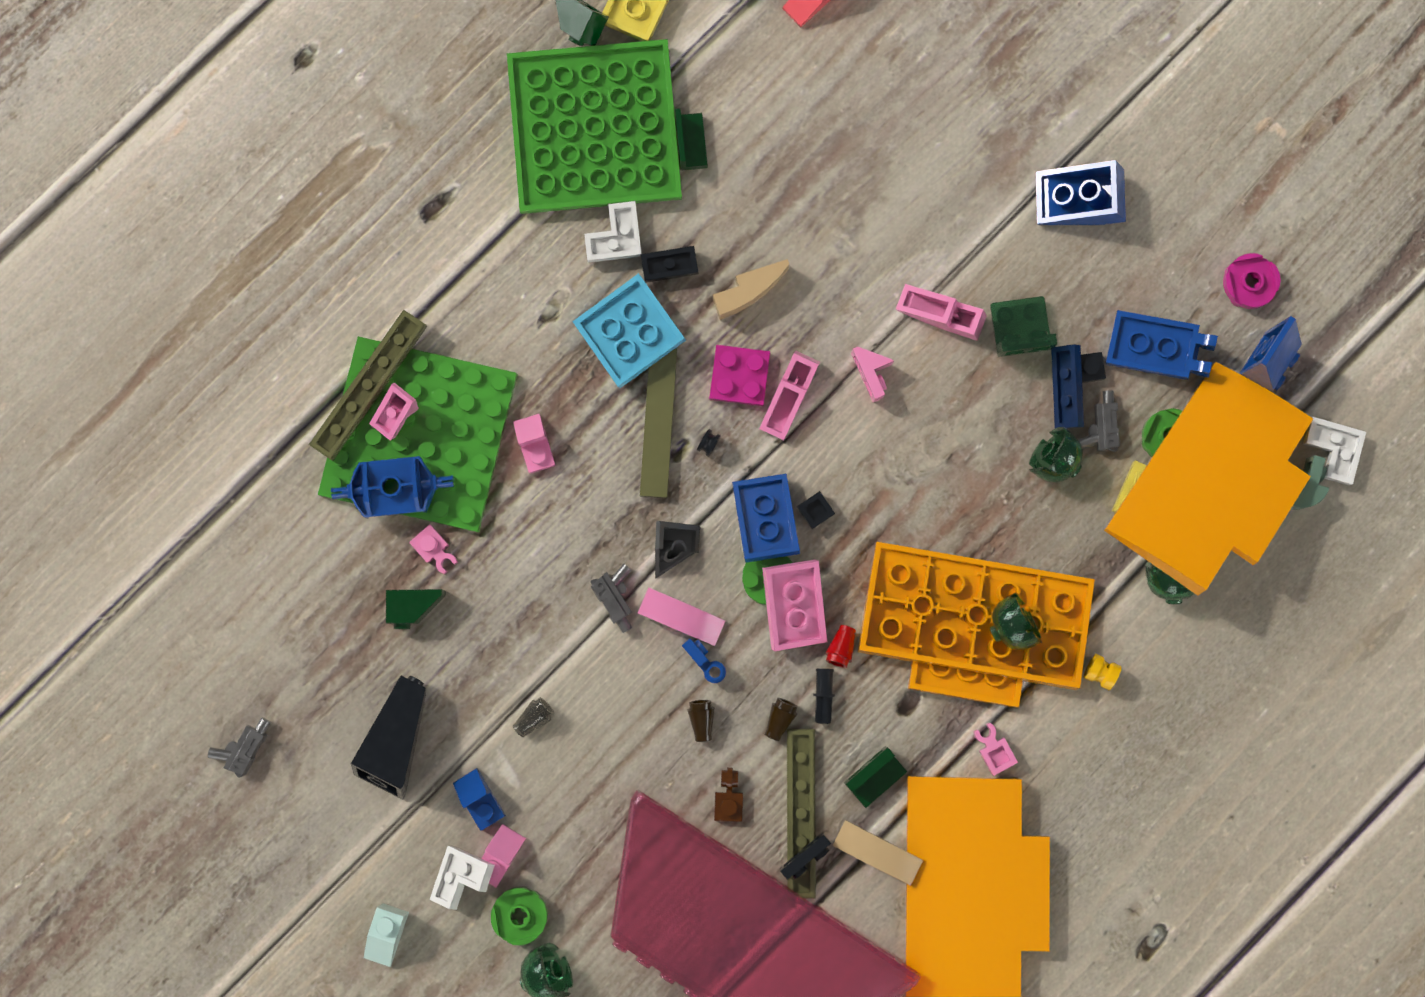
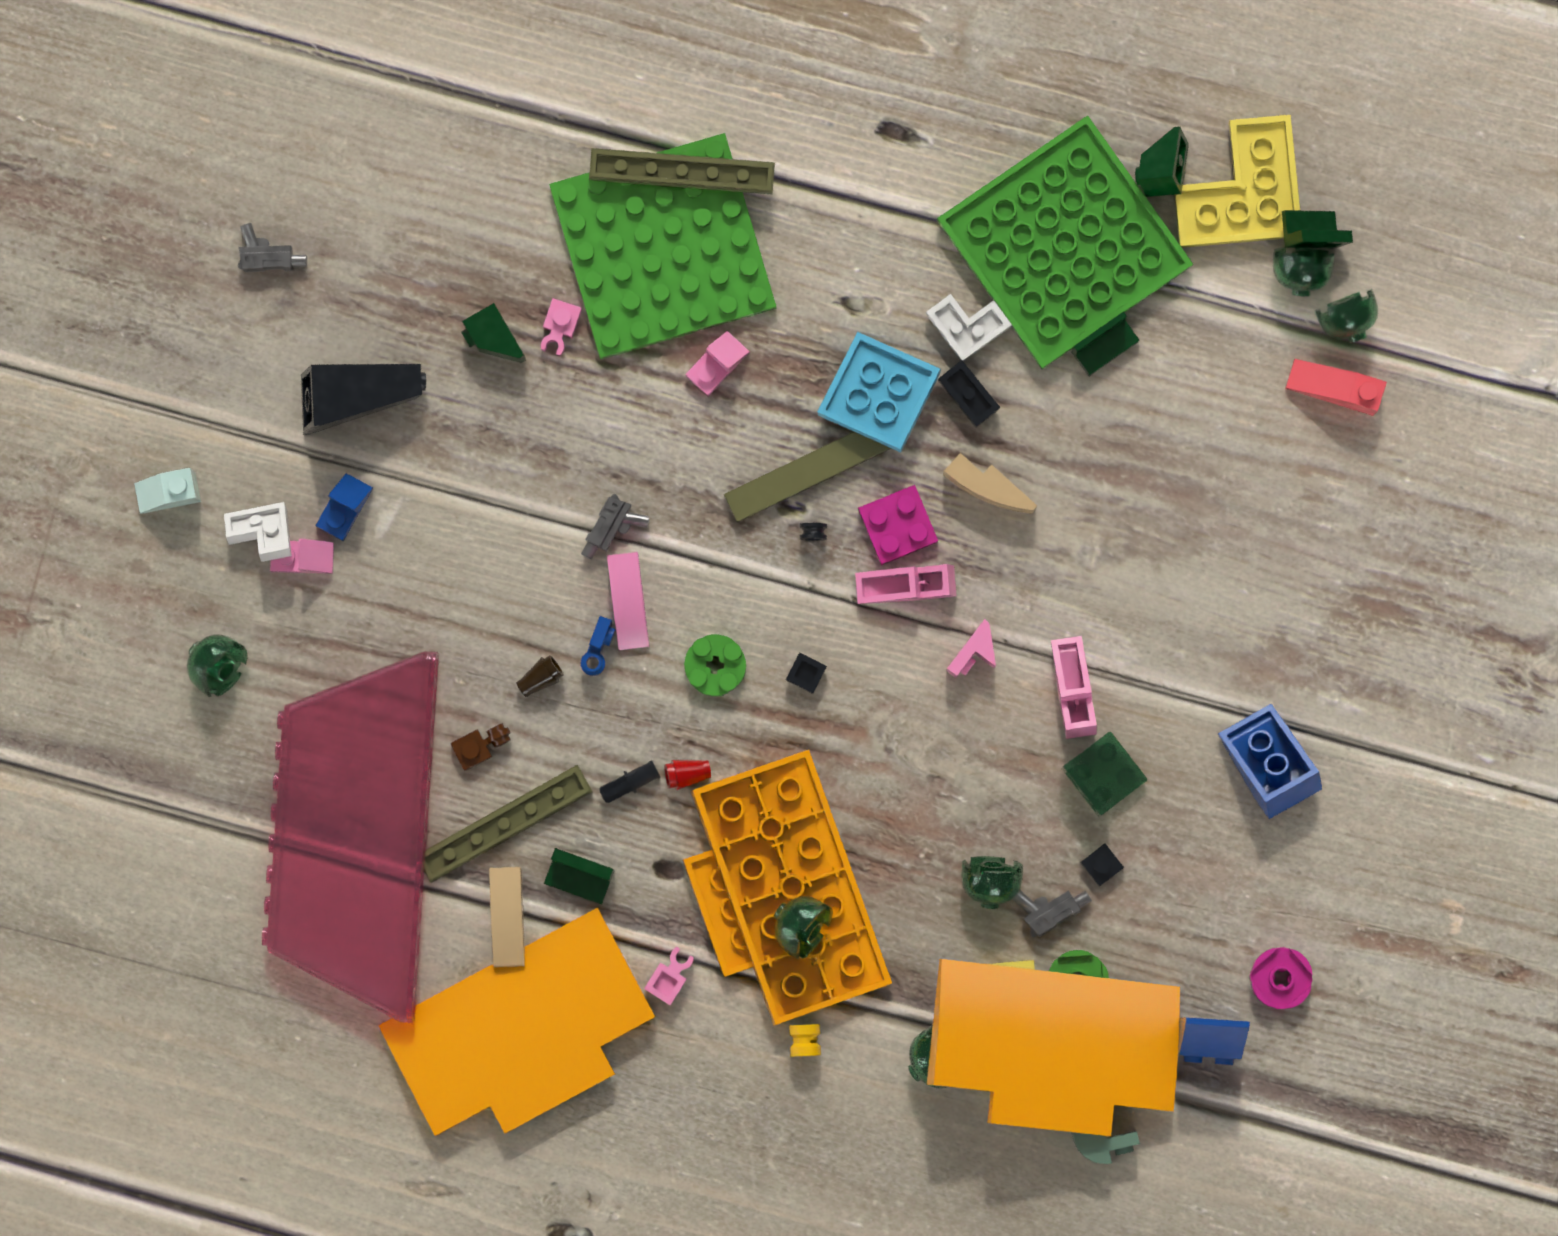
camera: 65 degrees right, 0 degrees up
(393, 411) = (668, 211): bright pink slope -> none
(413, 494) = (603, 275): blue plate -> none
(509, 928) = (238, 608): bright green plate -> none
(534, 716) = (452, 514): clear smoke cone -> none
(674, 544) = (694, 554): dark grey slope -> none
(766, 518) = (770, 628): blue plate -> none
(780, 718) = (585, 752): dark brown cone -> none
(794, 605) = (700, 703): bright pink plate -> none
(815, 849) = (476, 854): black plate -> none
(1067, 386) = (1068, 852): dark blue plate -> none
(1158, 346) = (1161, 919): blue tile -> none
(1343, 447) = (1166, 1158): white plate -> none

